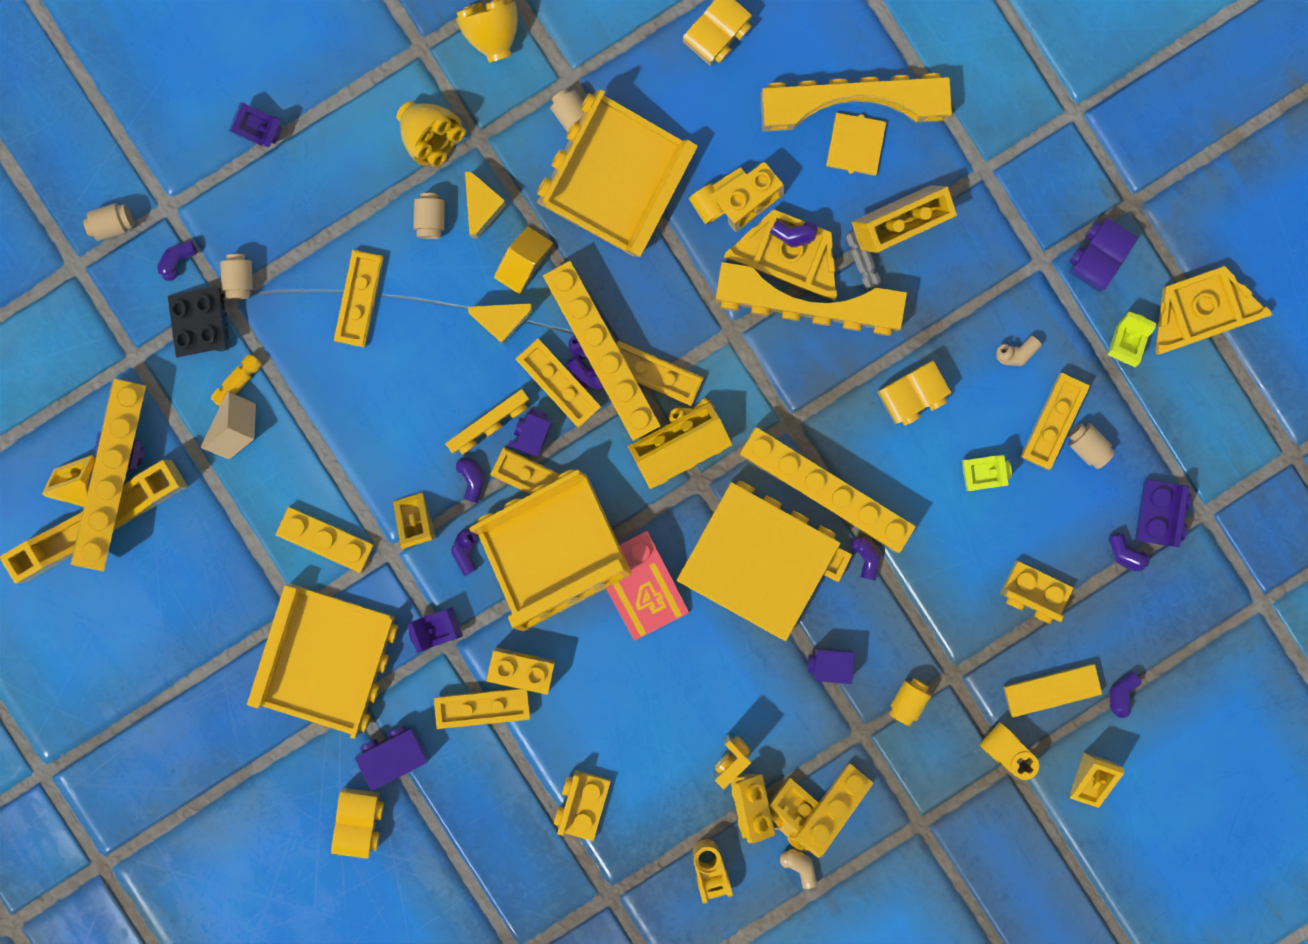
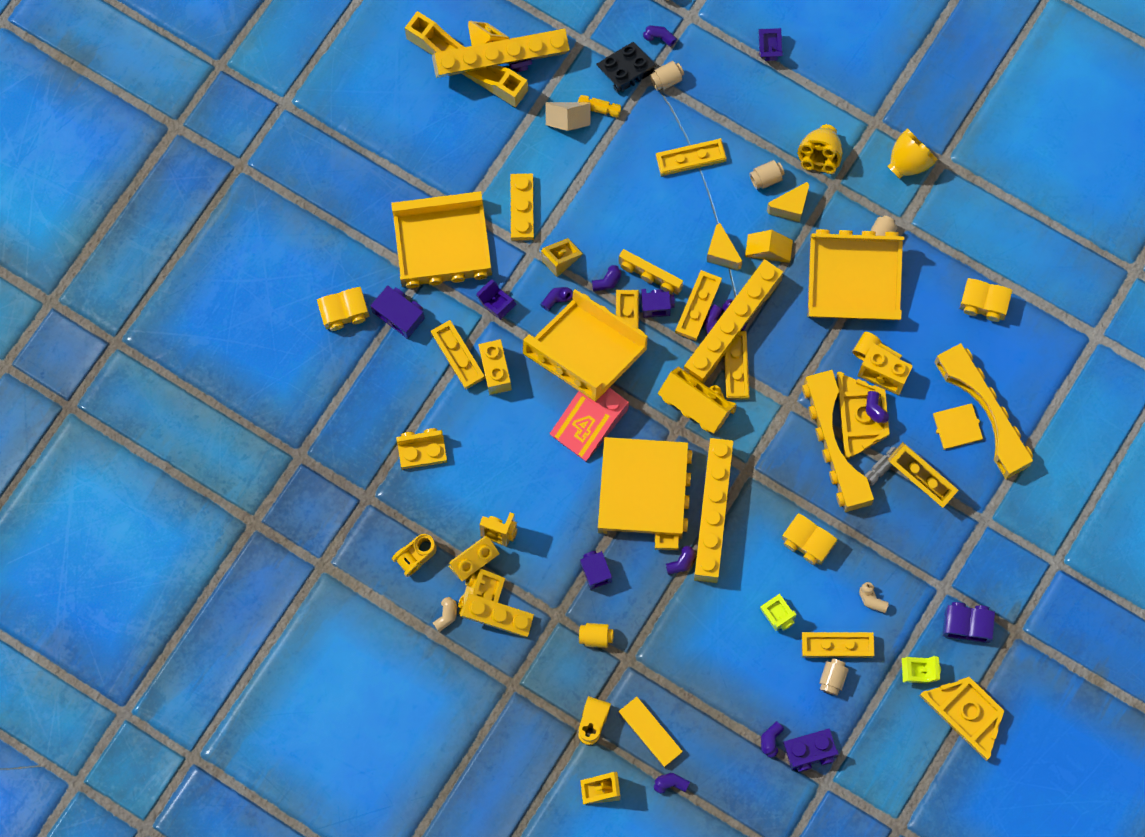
camera: 75 degrees right, 15 degrees down
(1036, 591) = (713, 688): yellow bracket -> none

